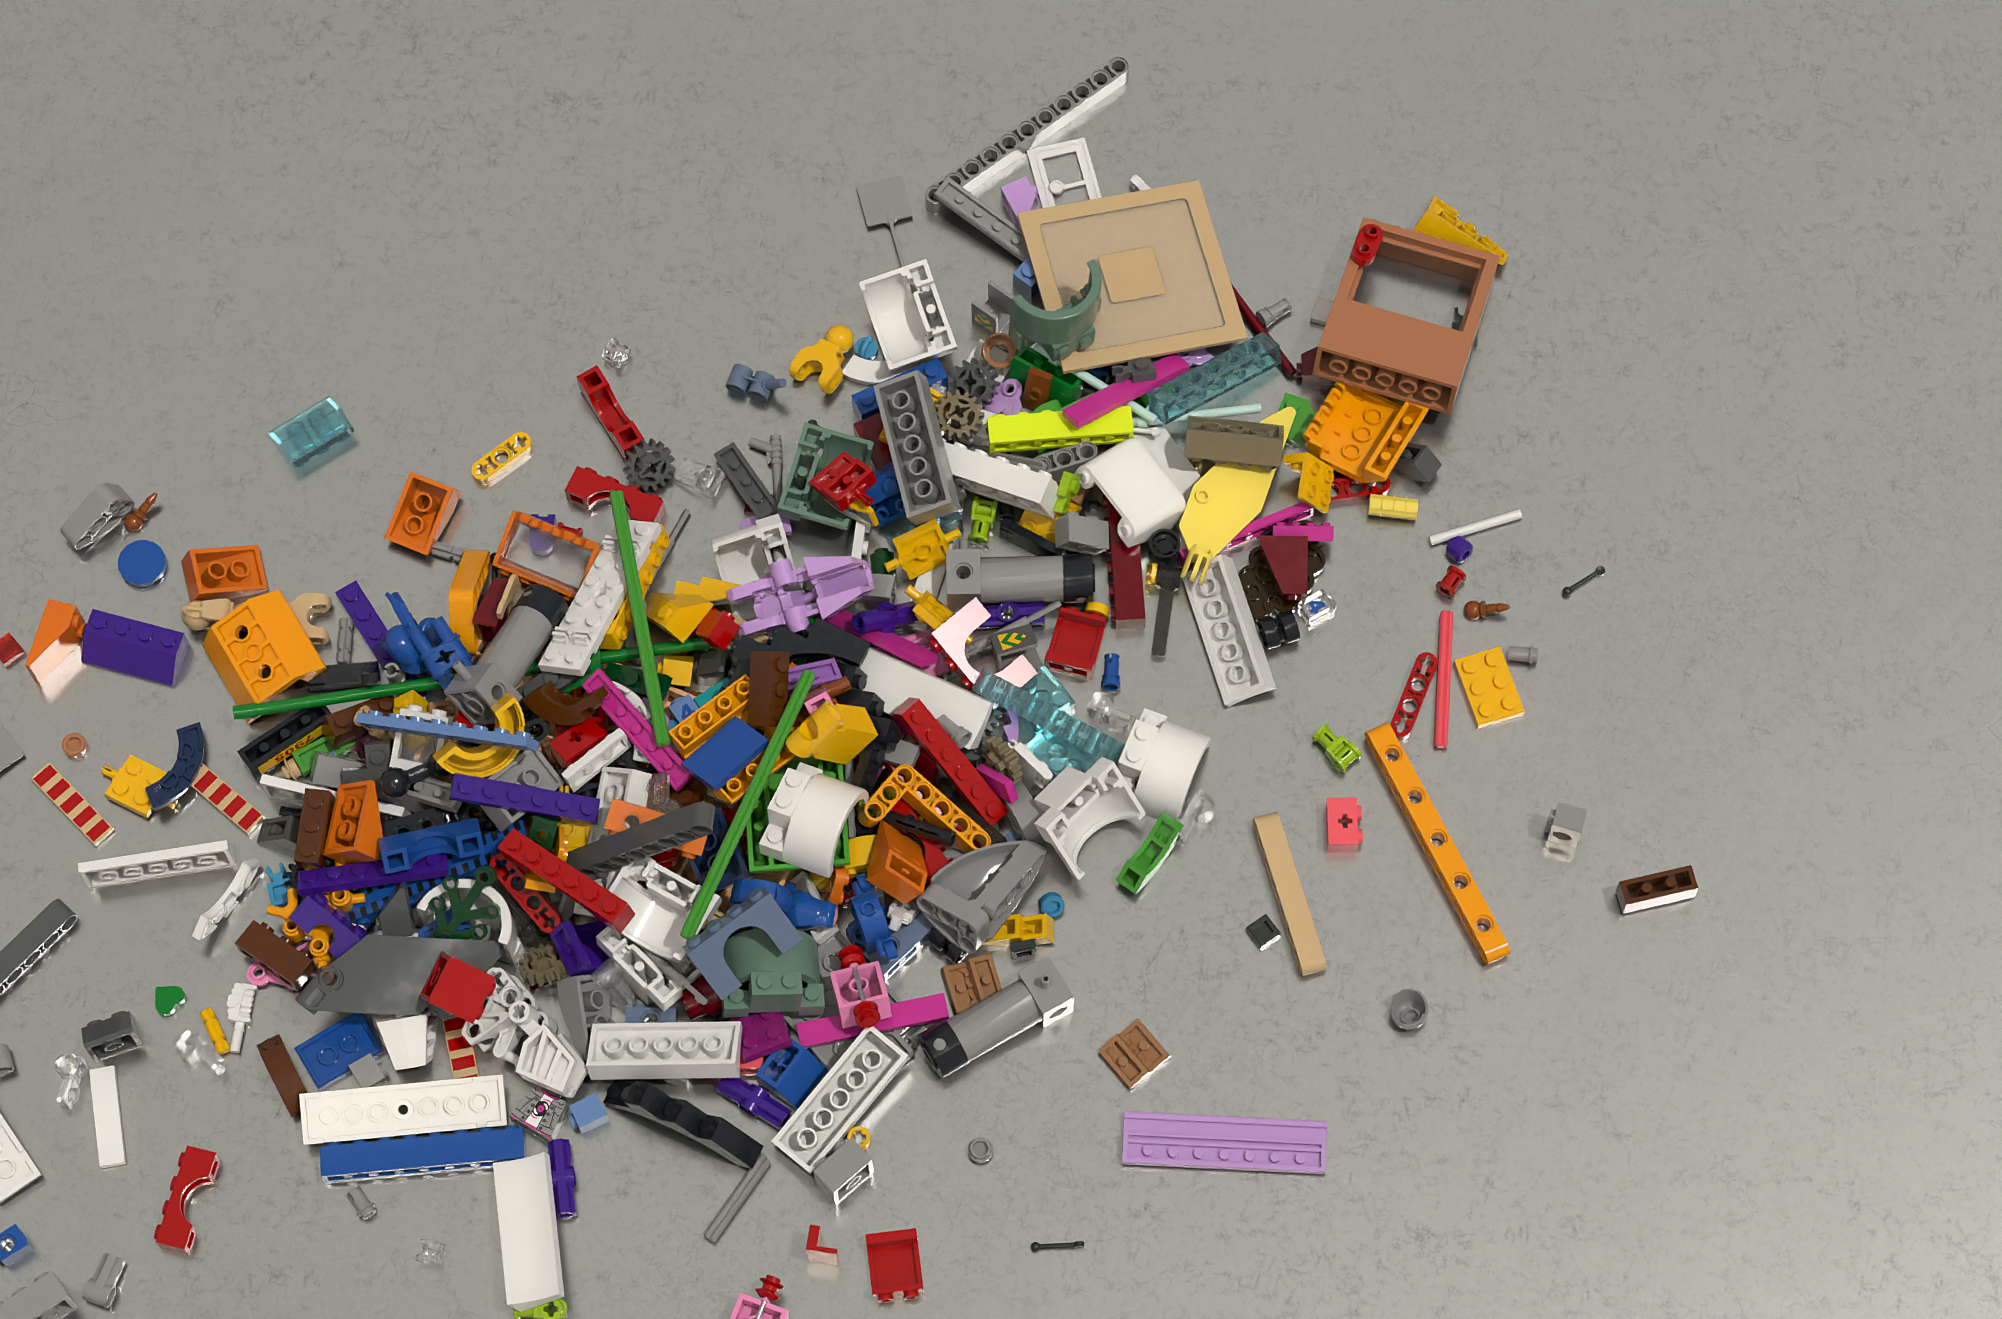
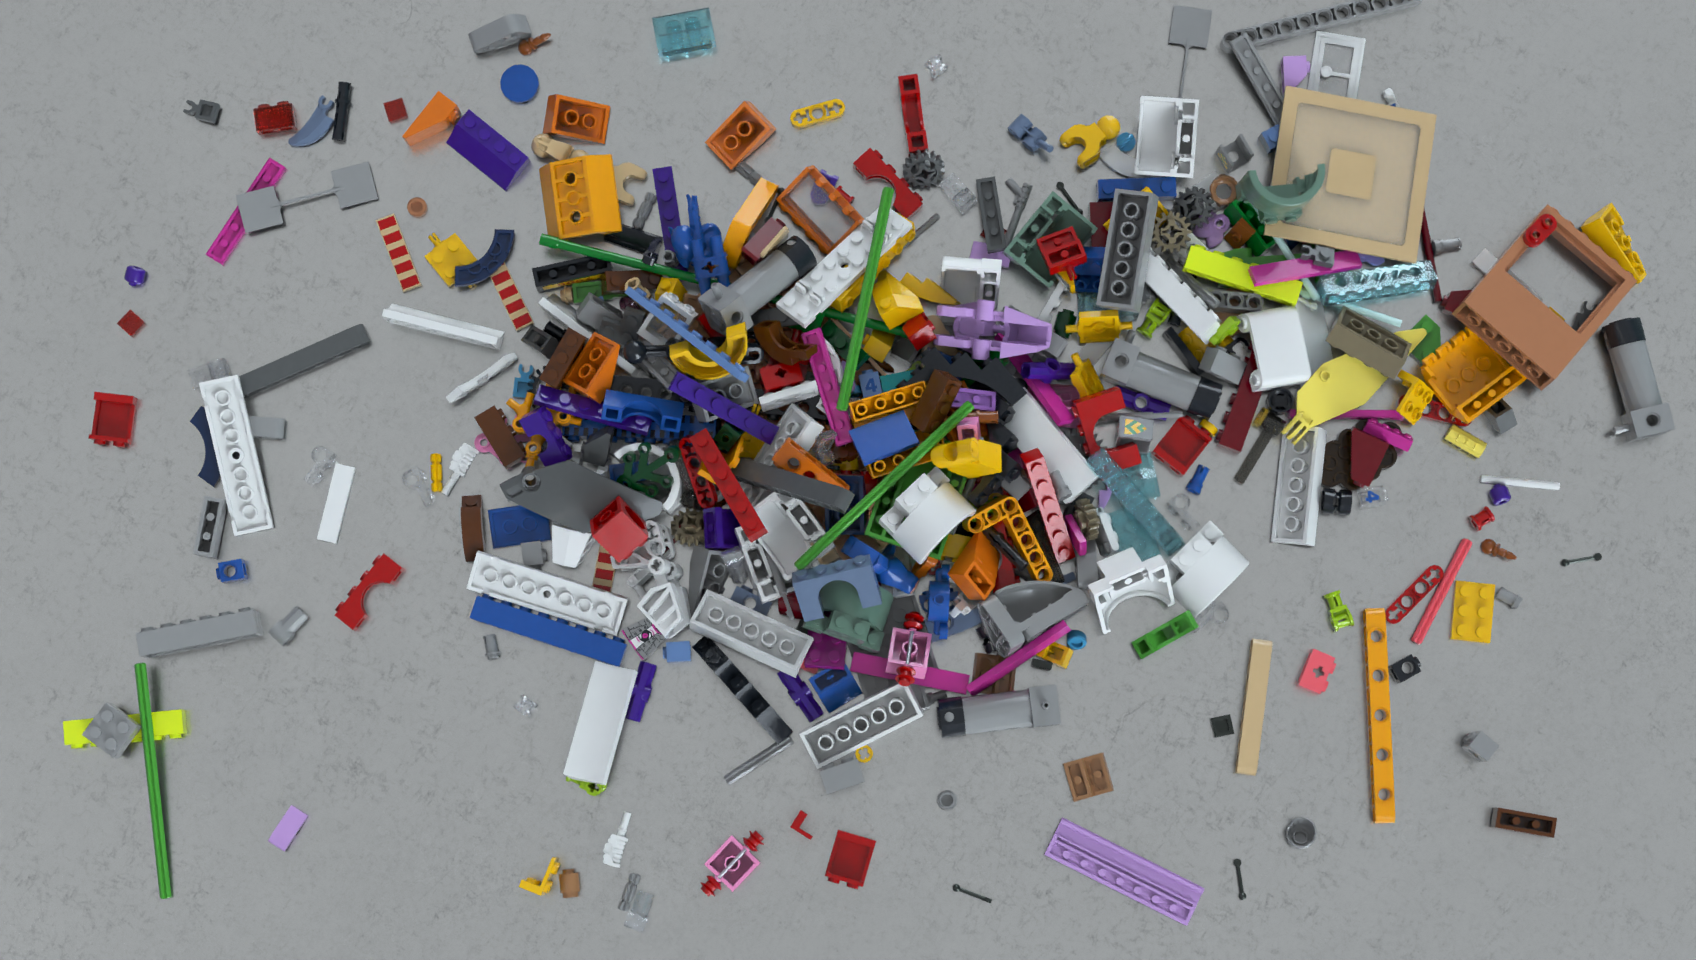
camera: 20 degrees right, 15 degrees up
(111, 1036) = (360, 445): dark grey slope -> none
(168, 998) = (412, 433): green tile -> none
(991, 948) = (1018, 658): none -> dark pink tile
(1351, 1078) = (1237, 862): none -> pearl dark grey hinge
(1441, 788) = (1397, 672): none -> black brick
(1578, 394) = (1636, 381): none -> light grey piece

